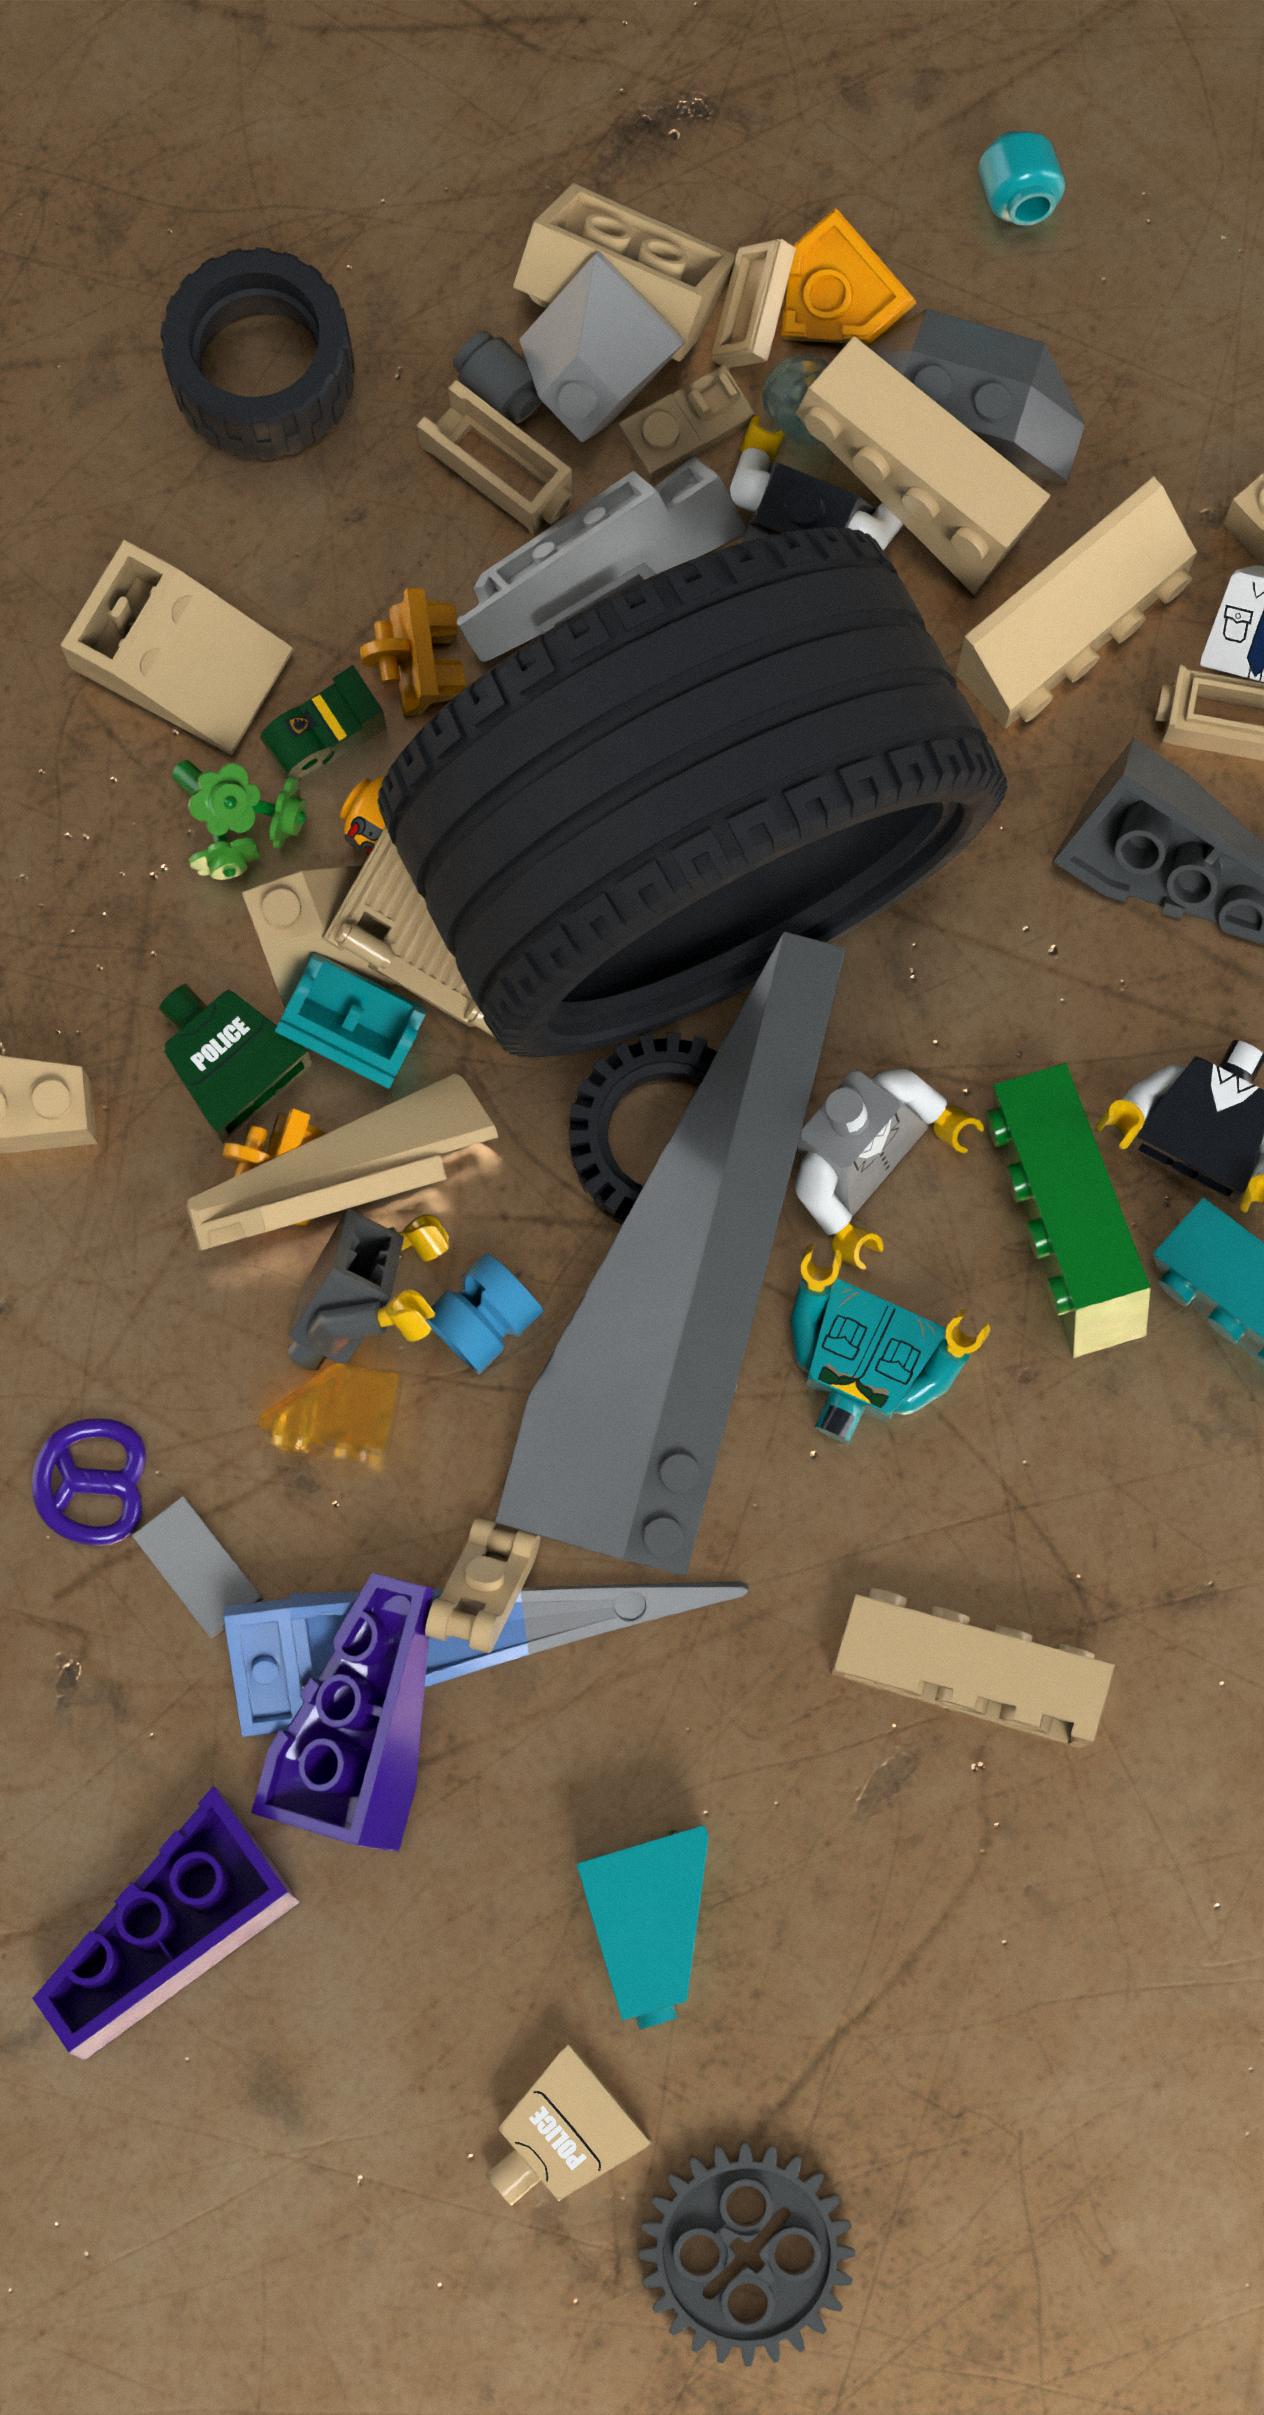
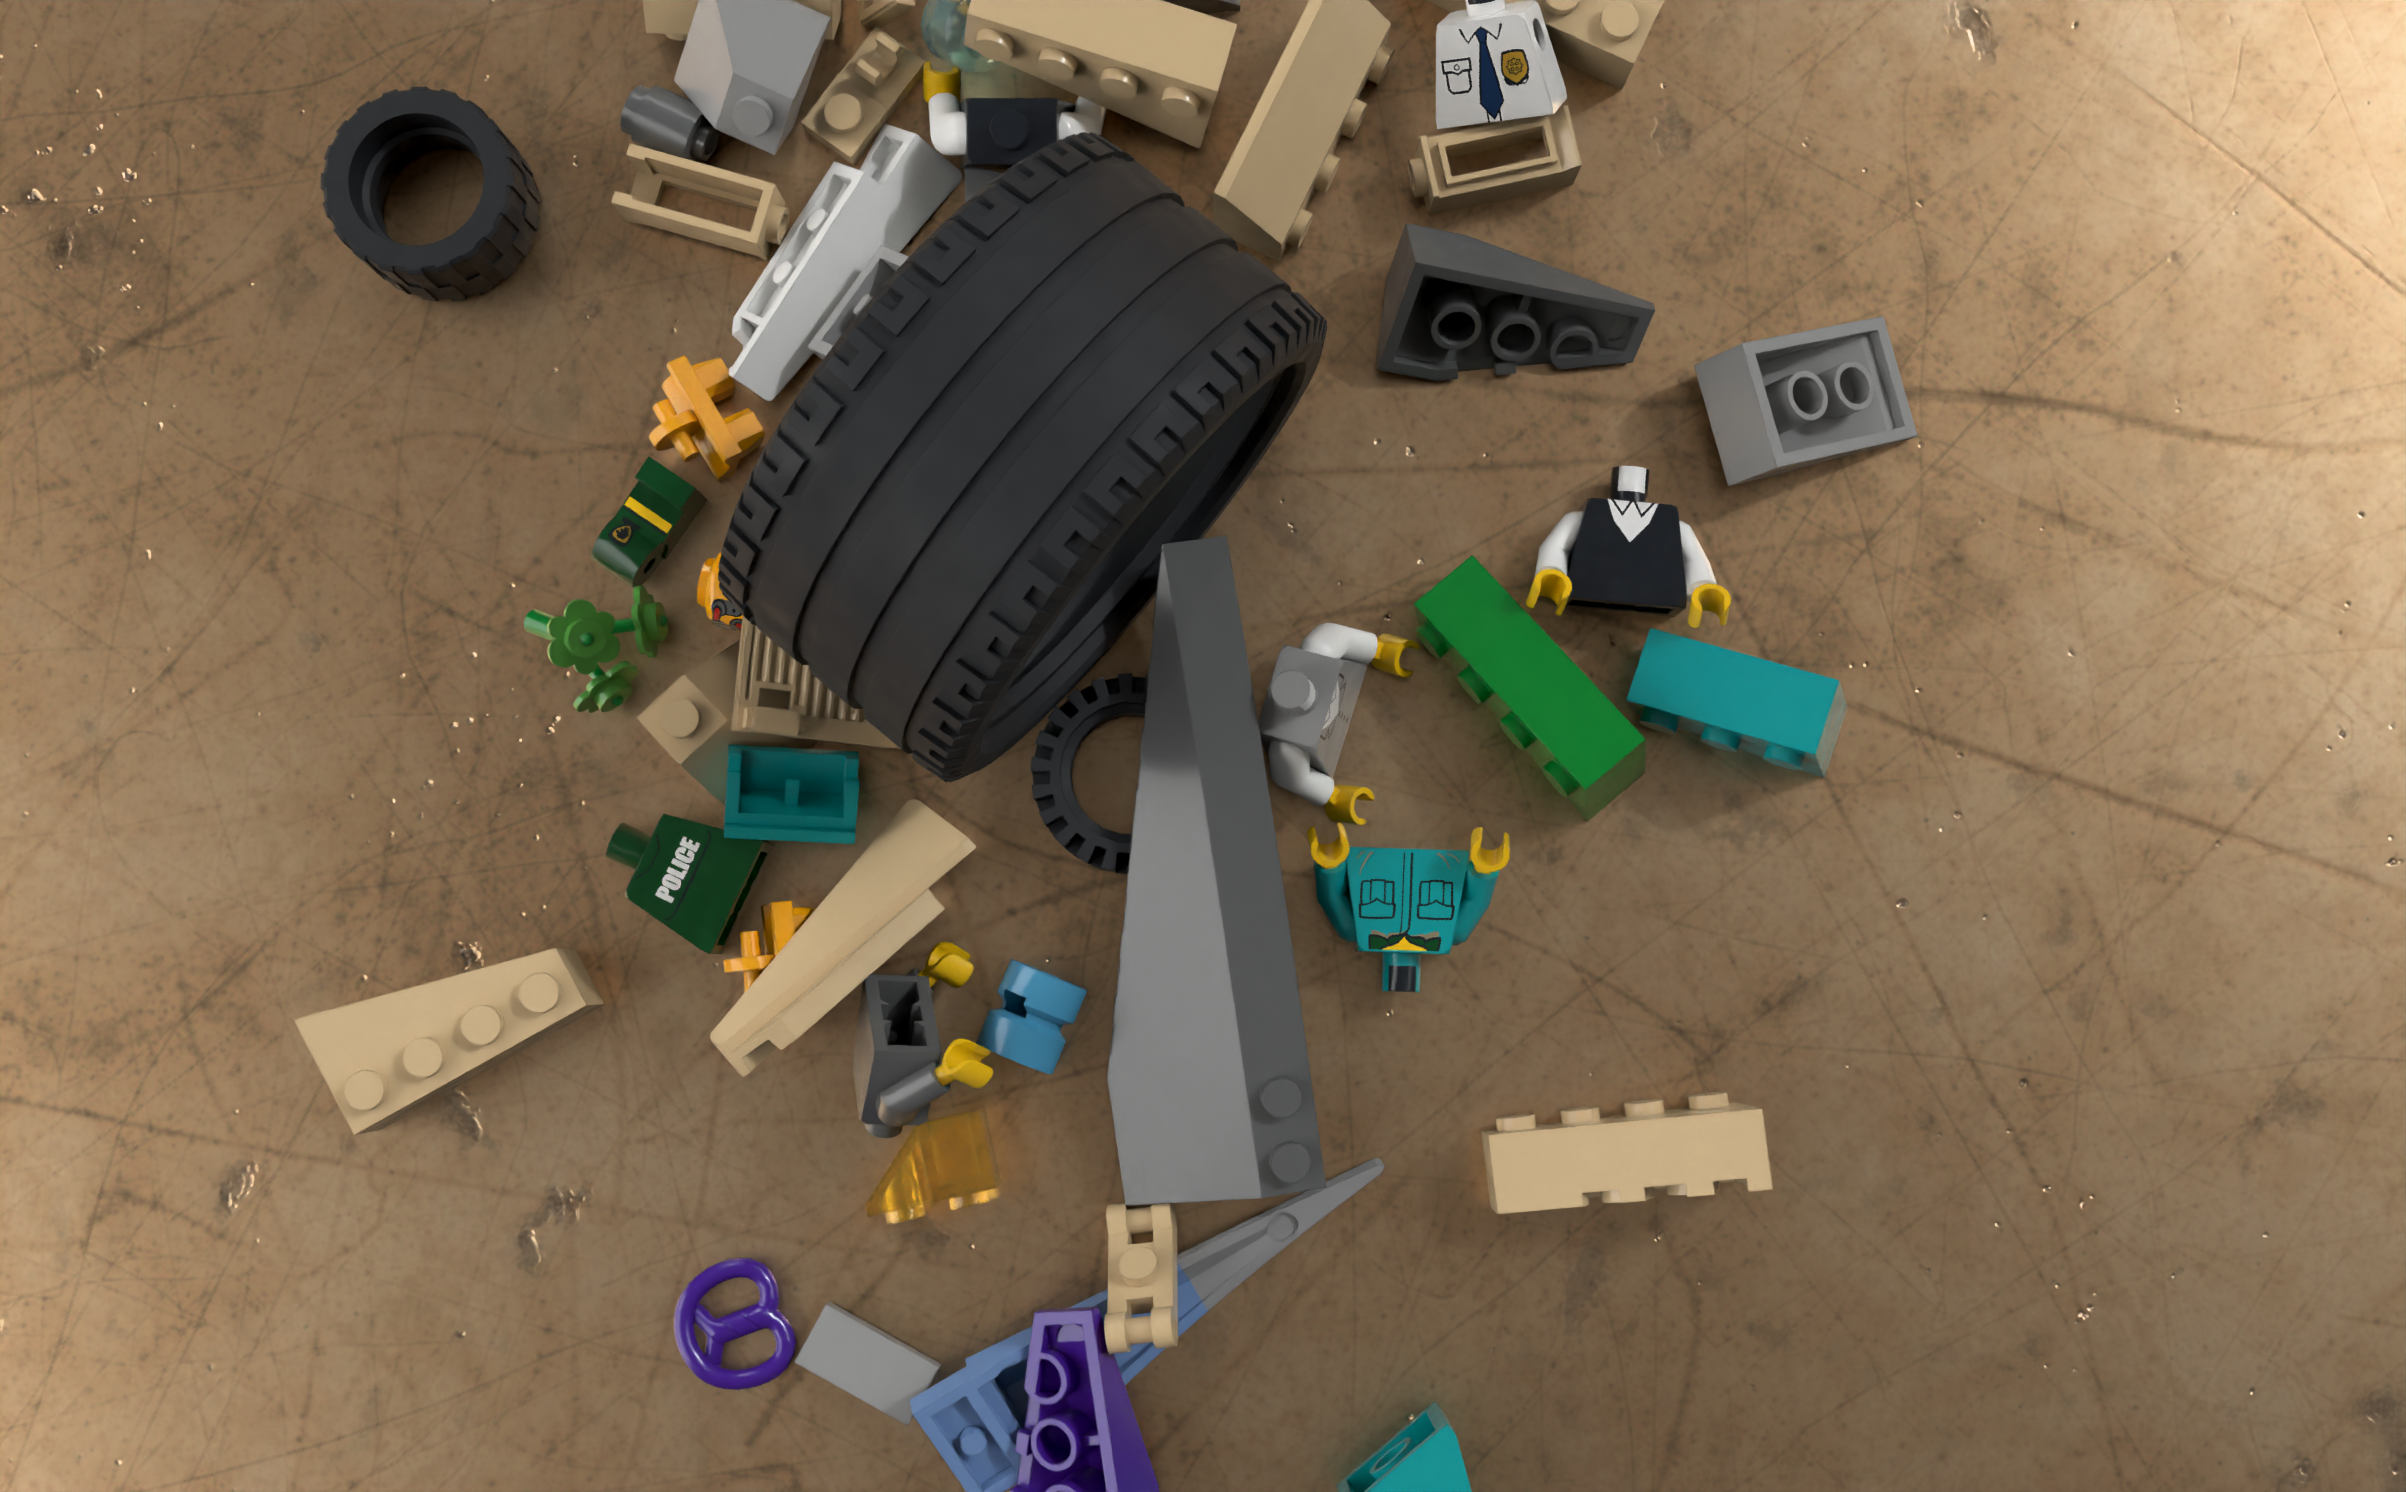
camera: 25 degrees left, 5 degrees up
(175, 648) = (473, 508): tan slope -> none

